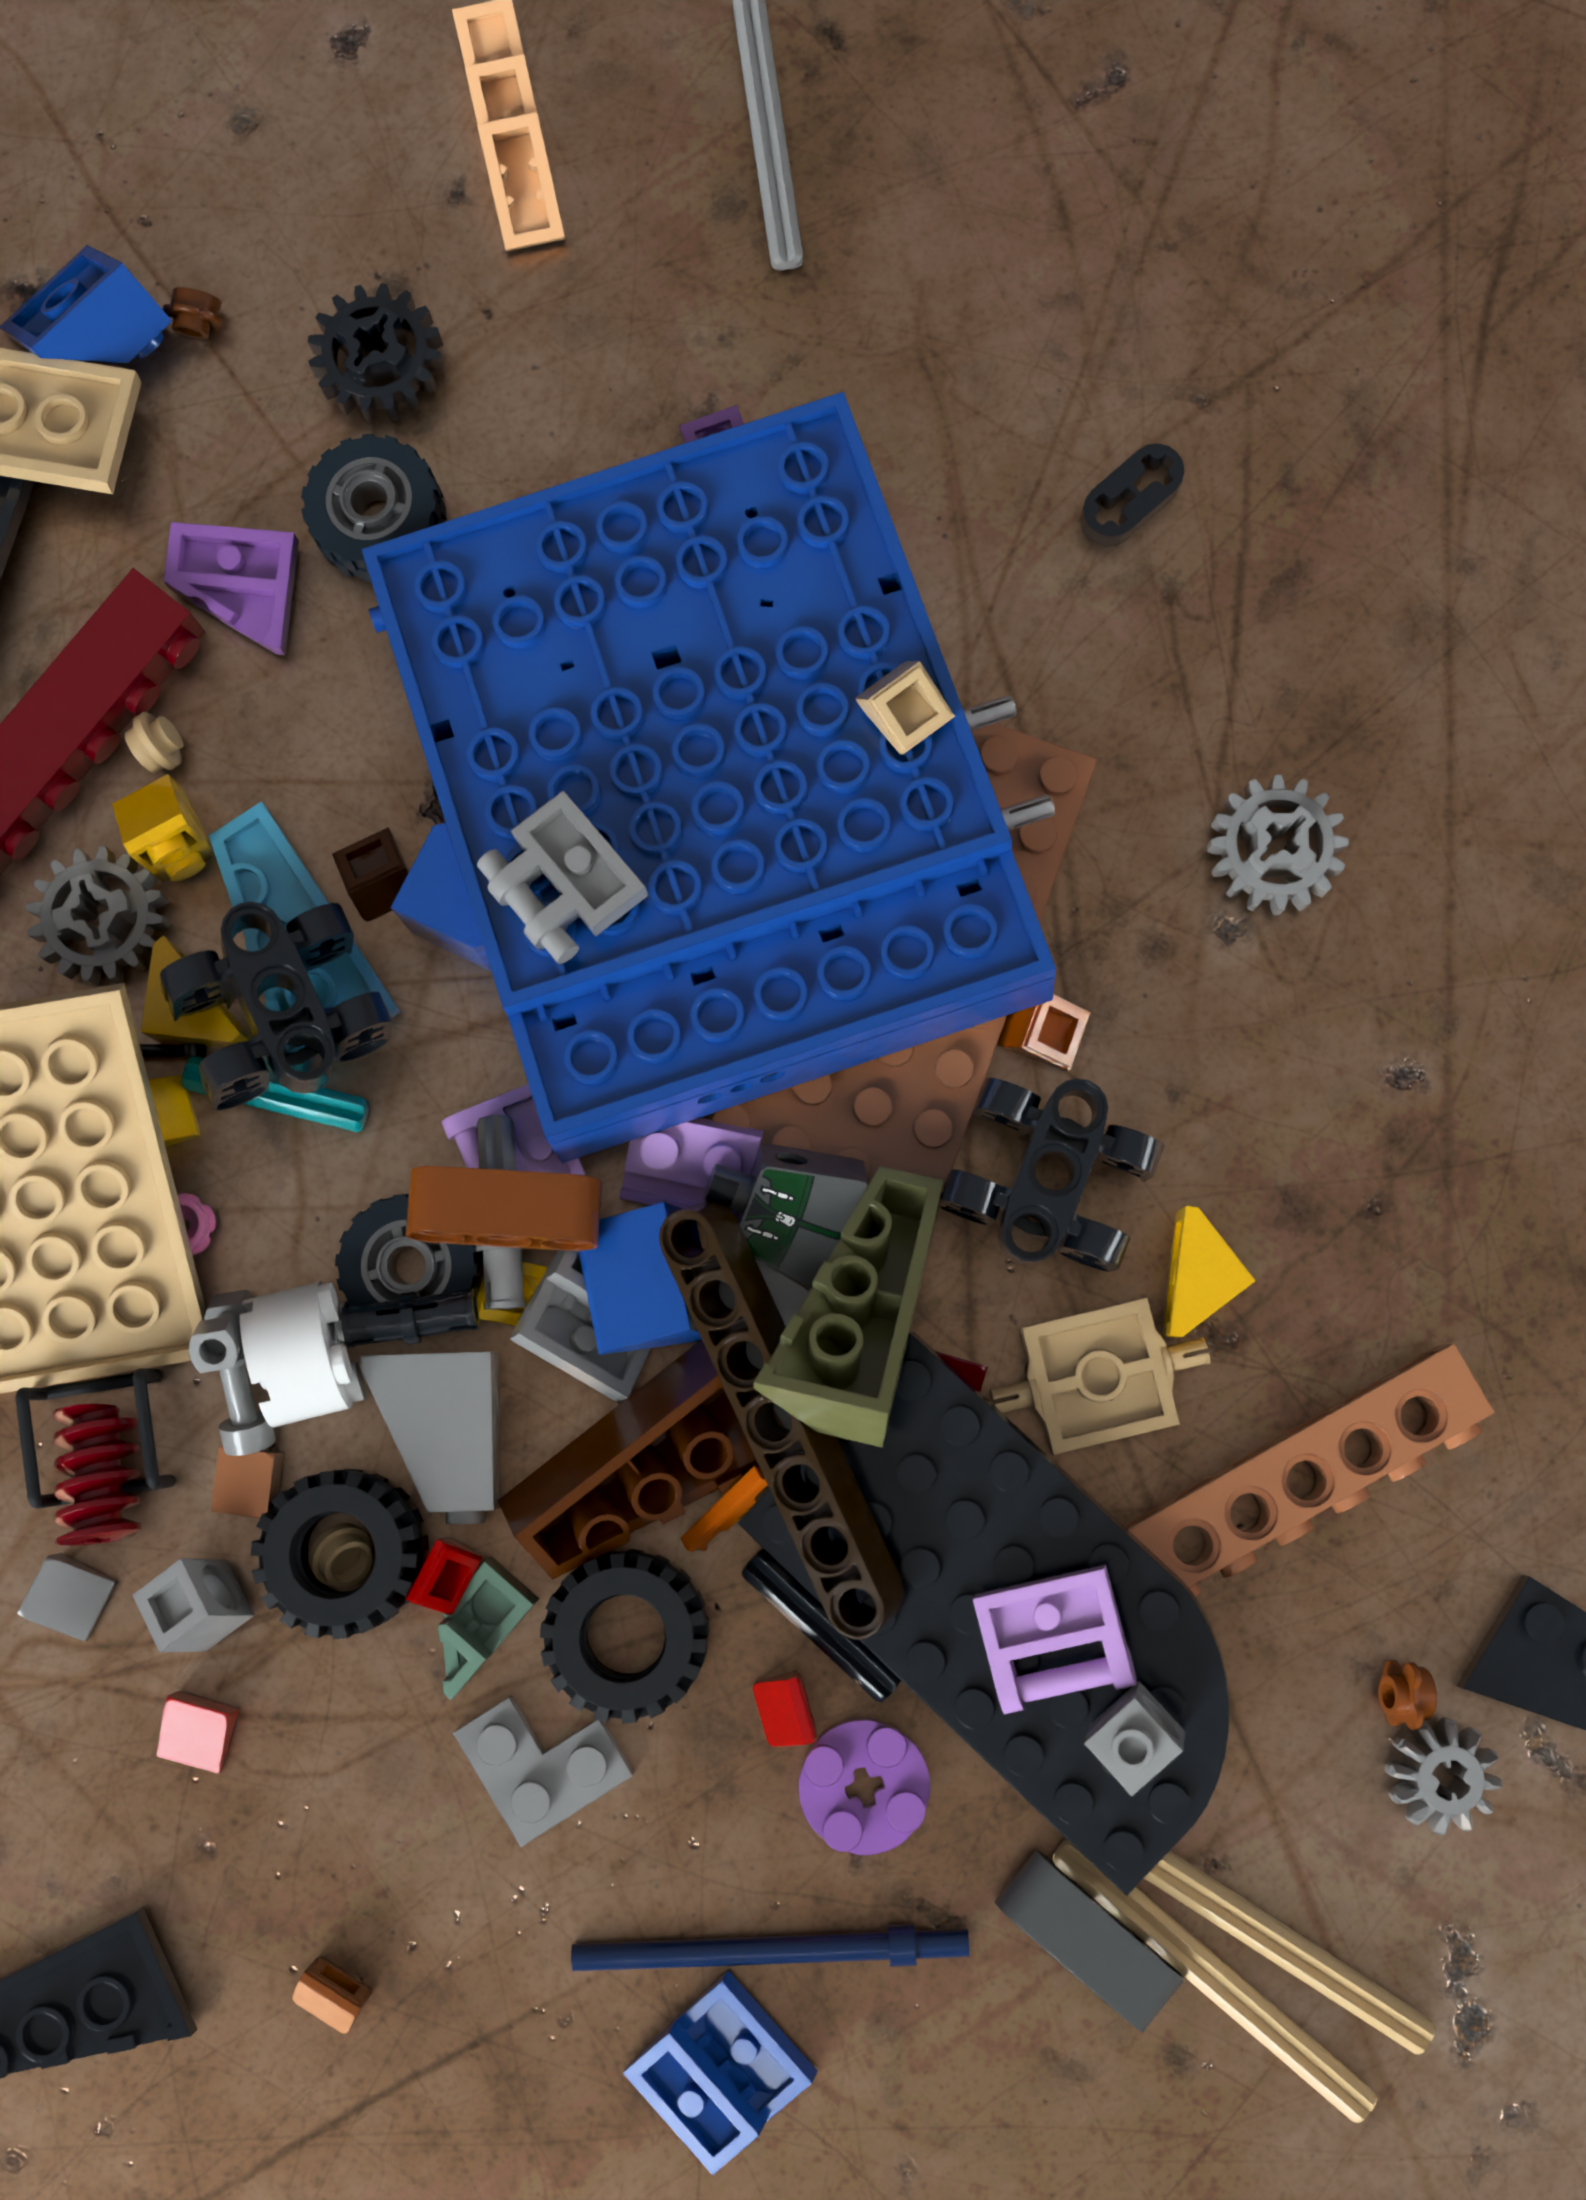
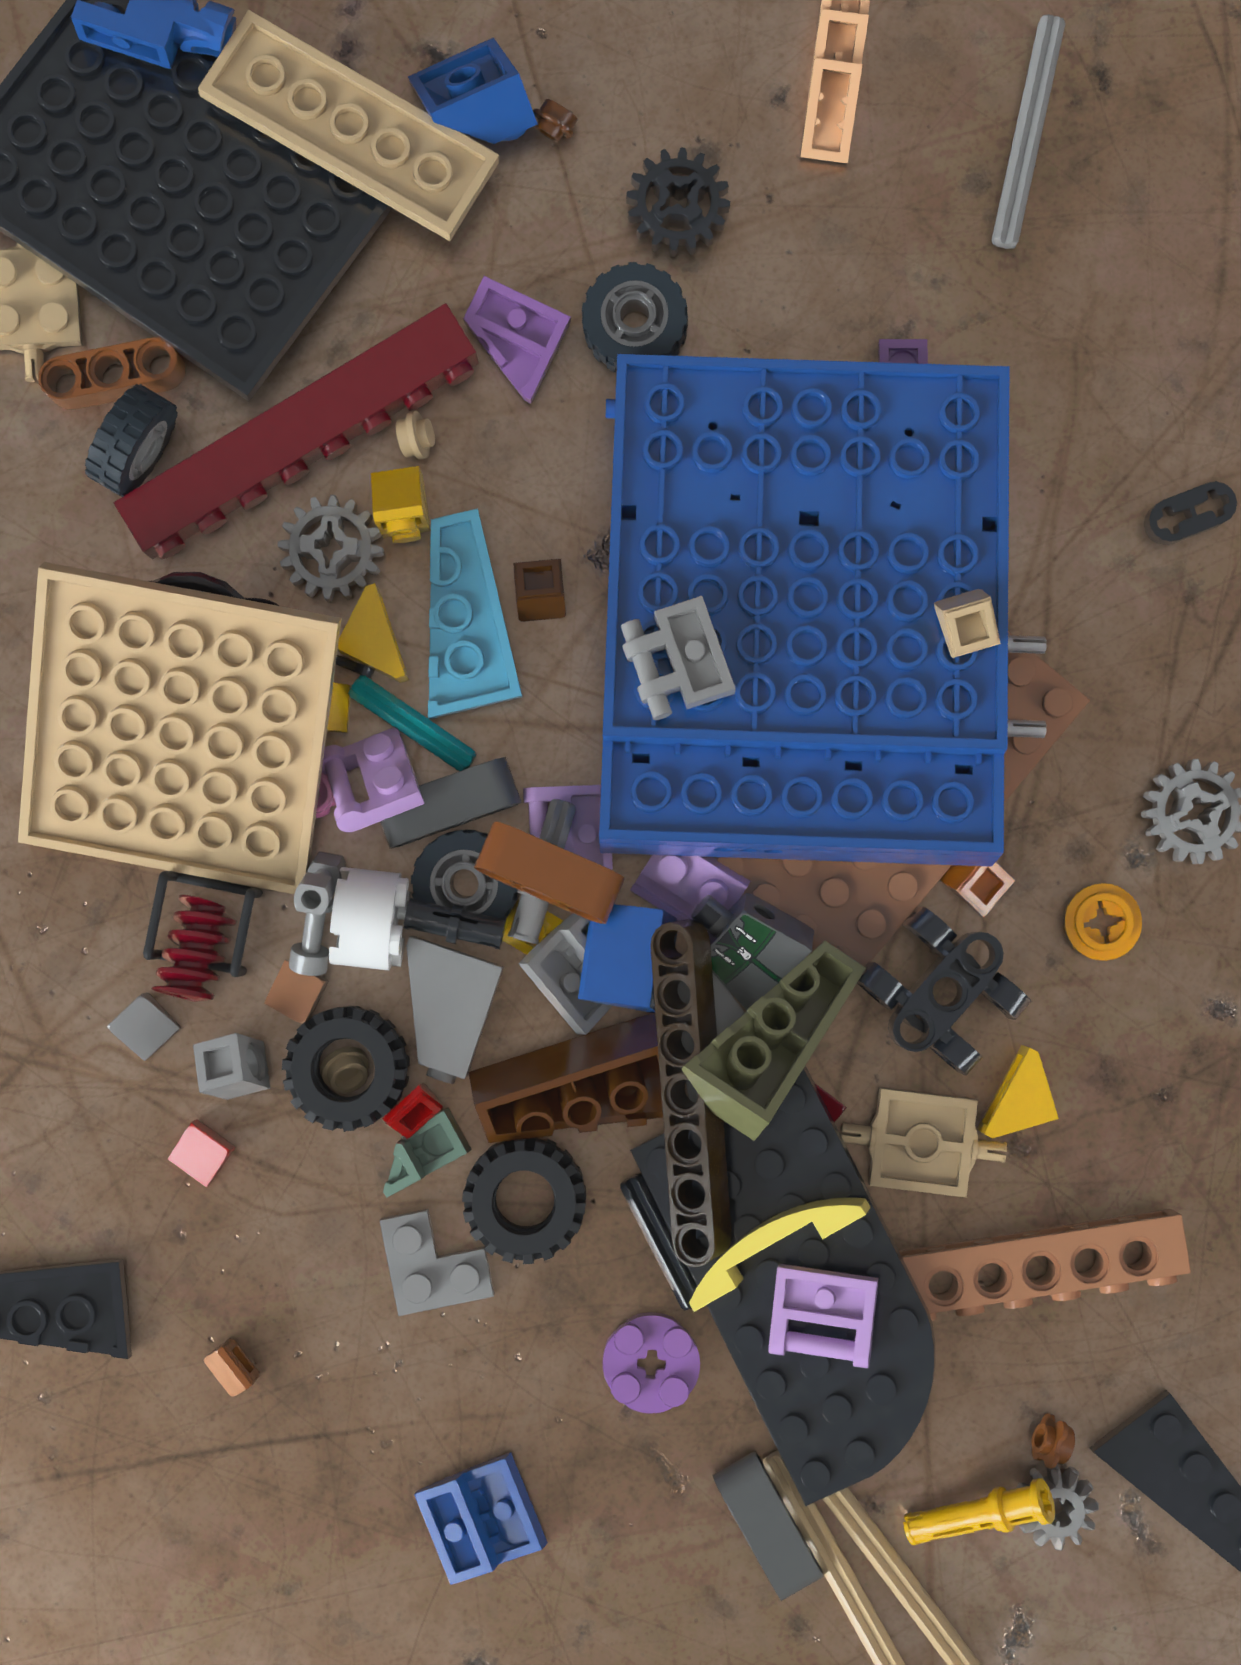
camera: 15 degrees right, 5 degrees up
(261, 1167) = (386, 775): none -> lavender plate
(338, 1032) = (432, 691): black piece -> none
(352, 1174) = (455, 802): none -> dark grey beam
(436, 902) = (582, 634): blue slope -> none
(725, 1511) = (626, 1138): orange piece -> none
(785, 1710) = (615, 1291): red slope -> none
(899, 1945) = (636, 1479): dark blue bar -> none
(909, 1632) = (826, 1216): none -> light yellow slope
(1135, 1738) = (854, 1404): light grey brick -> none
(1221, 992) = (1120, 936): none -> light orange gear
(1373, 1807) = (999, 1510): none -> yellow pin

